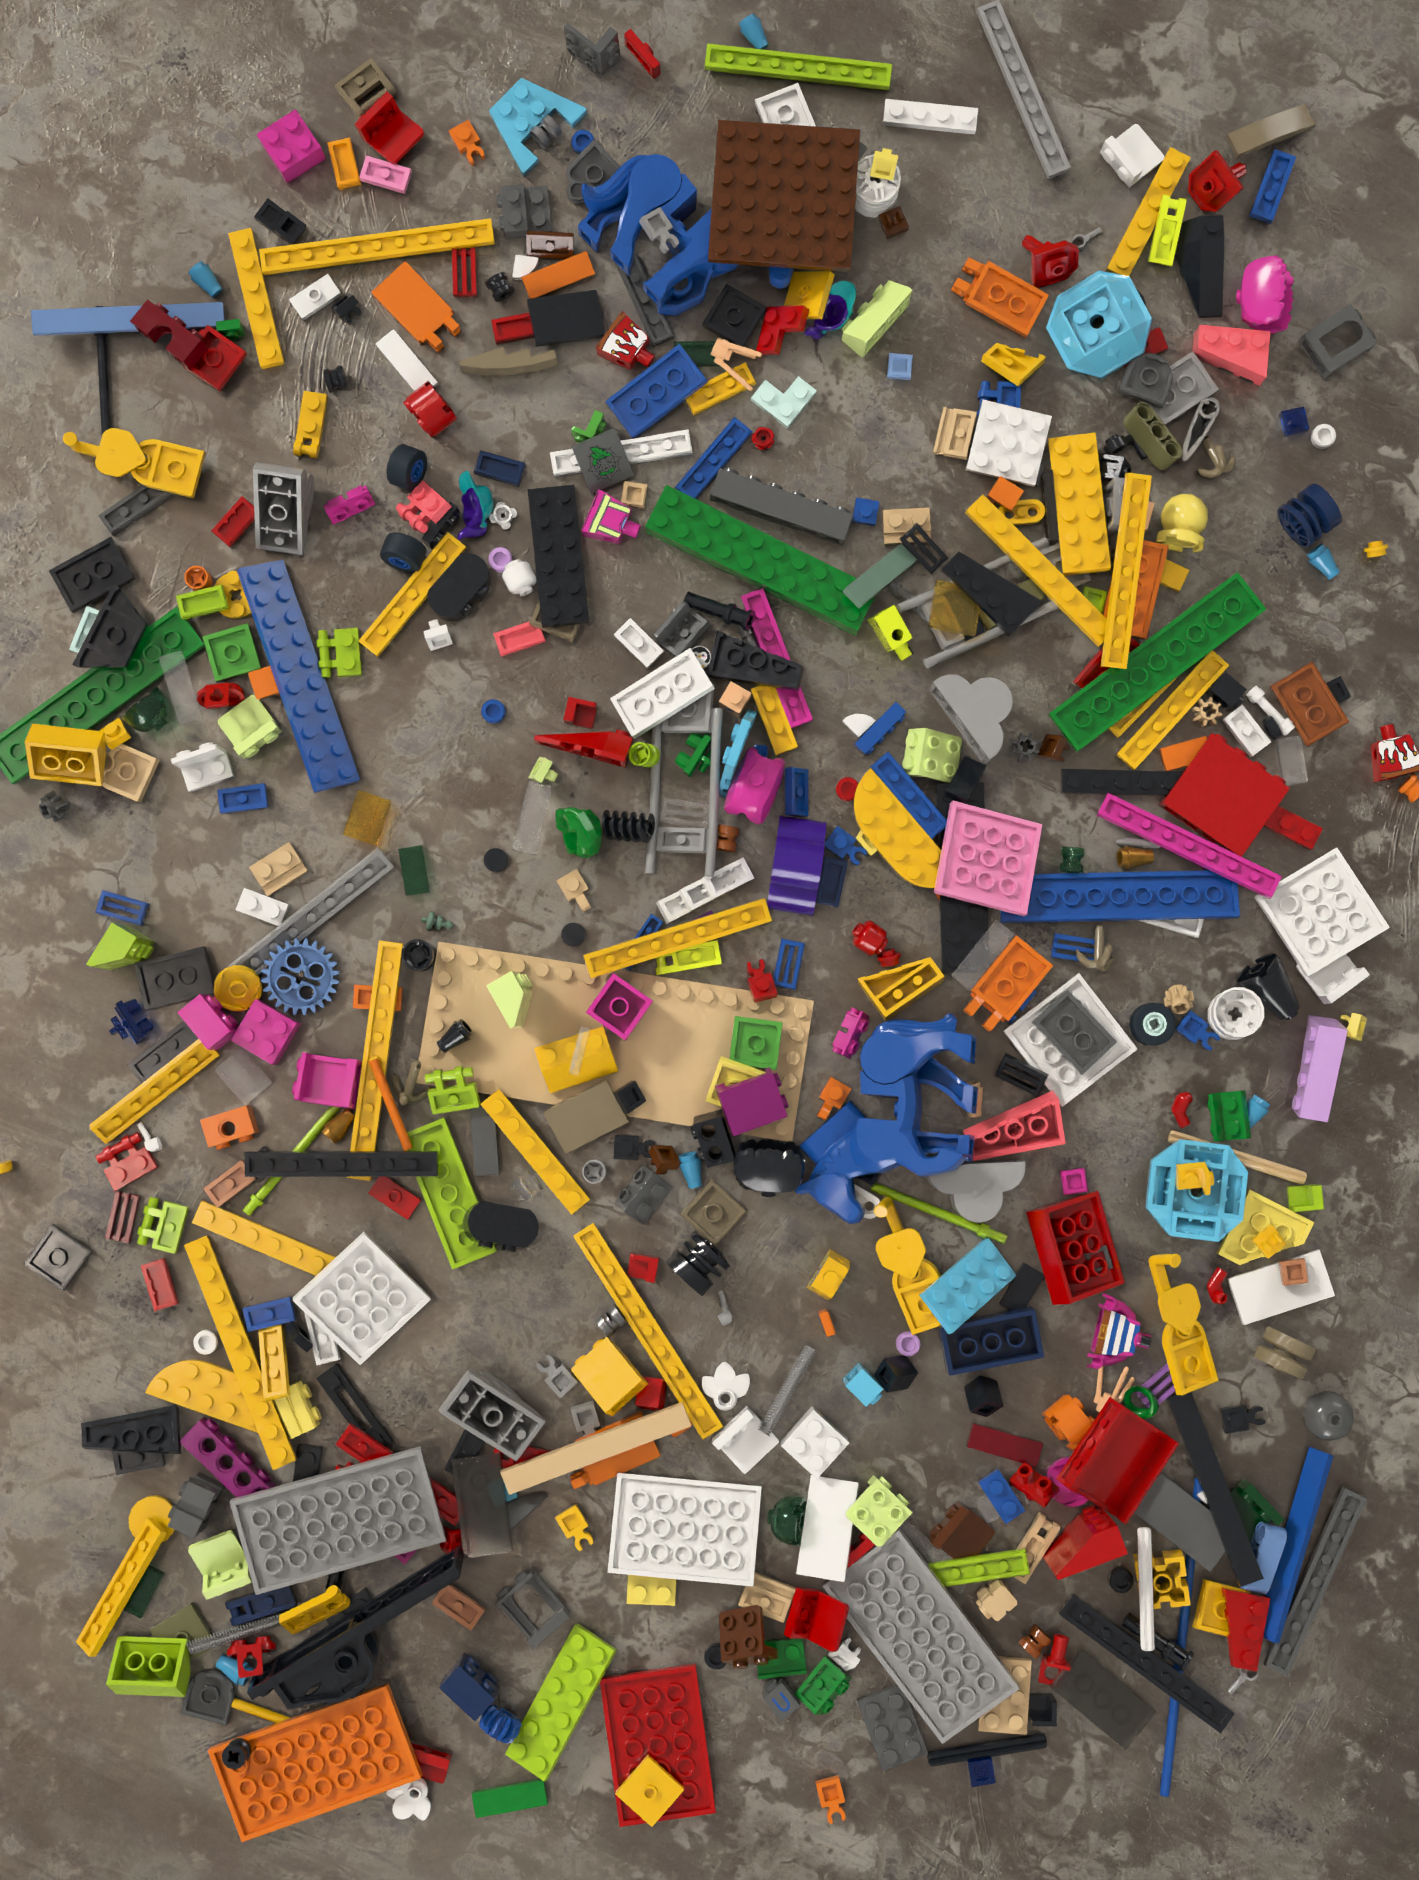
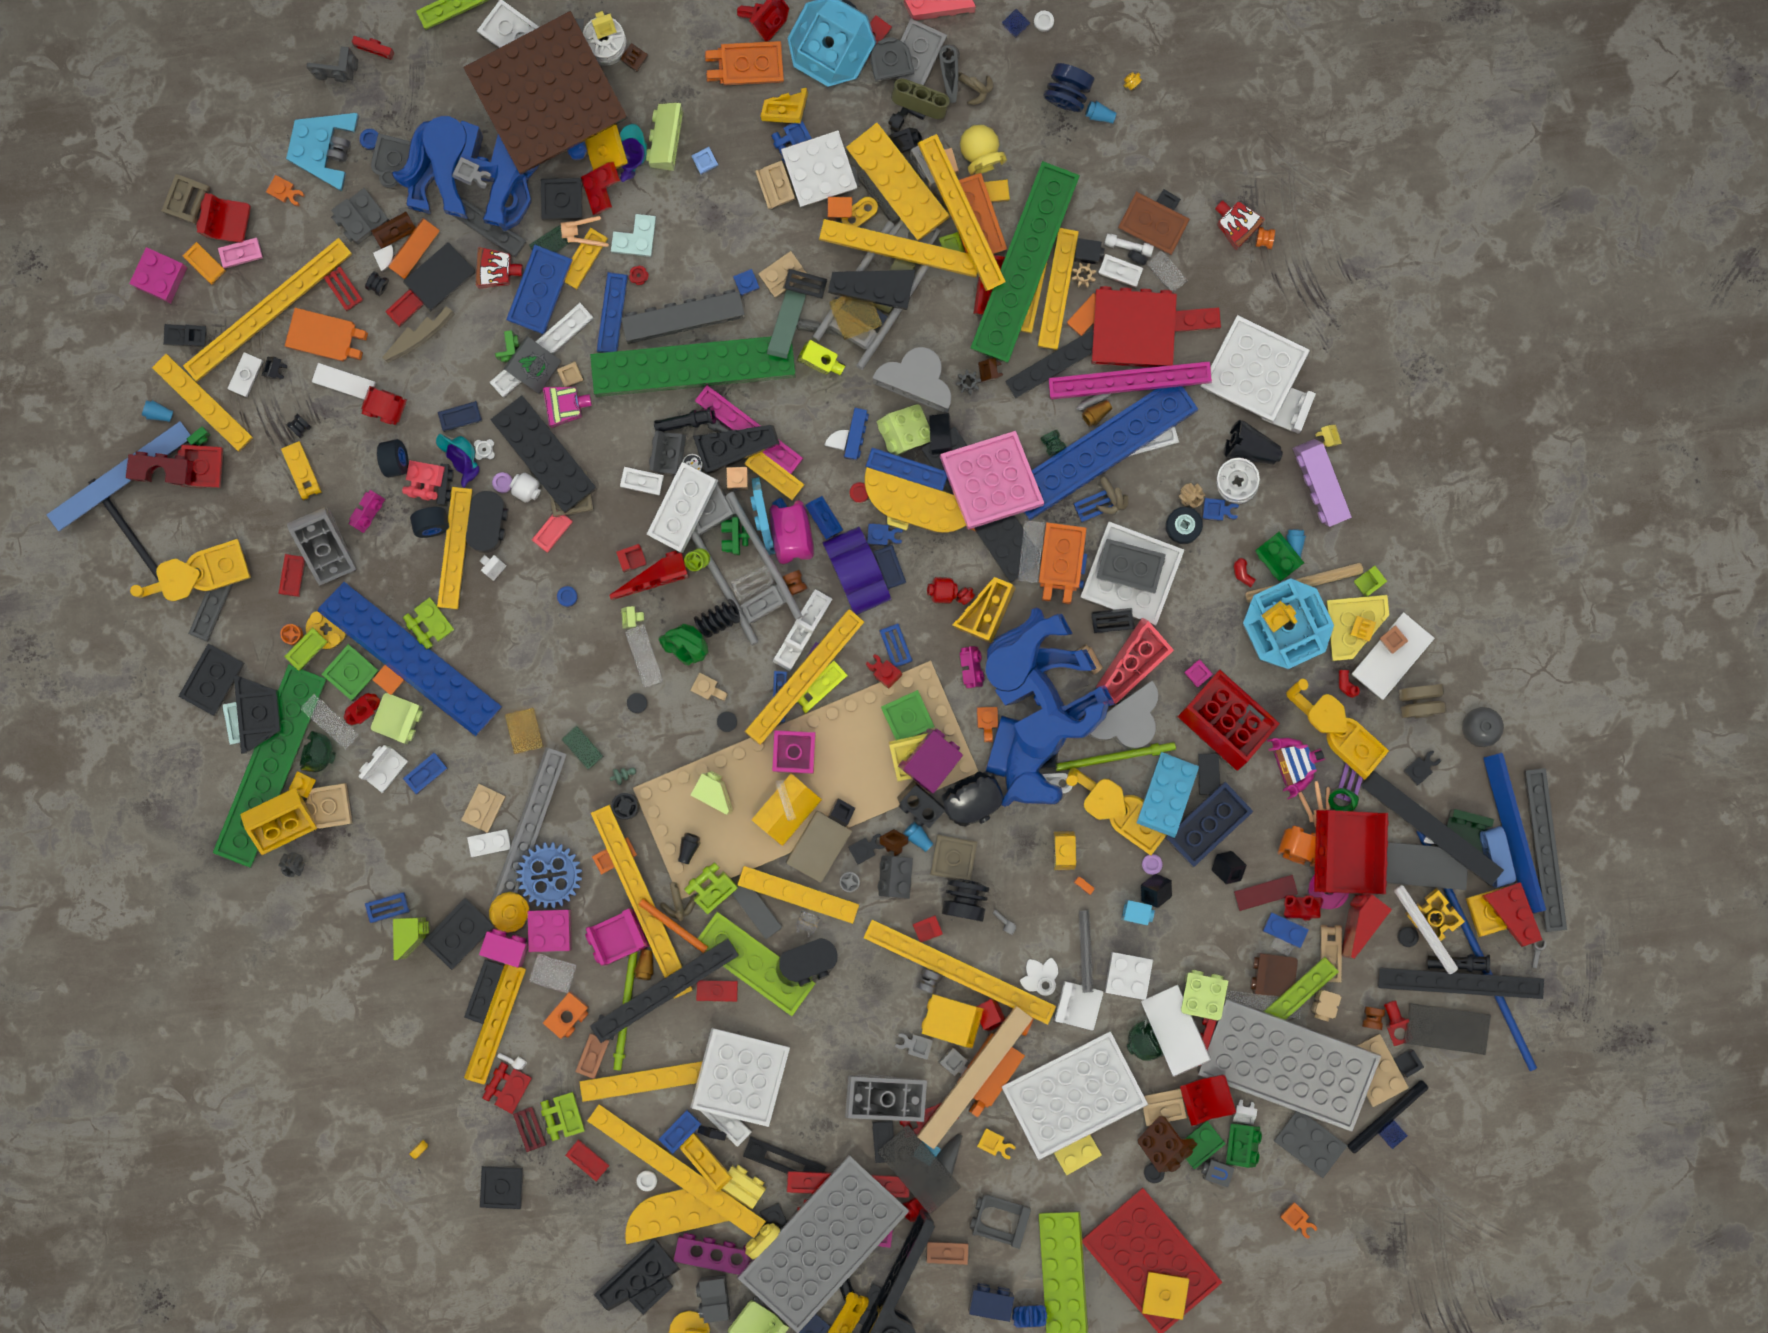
camera: 30 degrees left, 0 degrees up
(125, 1012) = (446, 989): clear blue hips -> none
(278, 1479) = (762, 1241): none -> light yellow plate

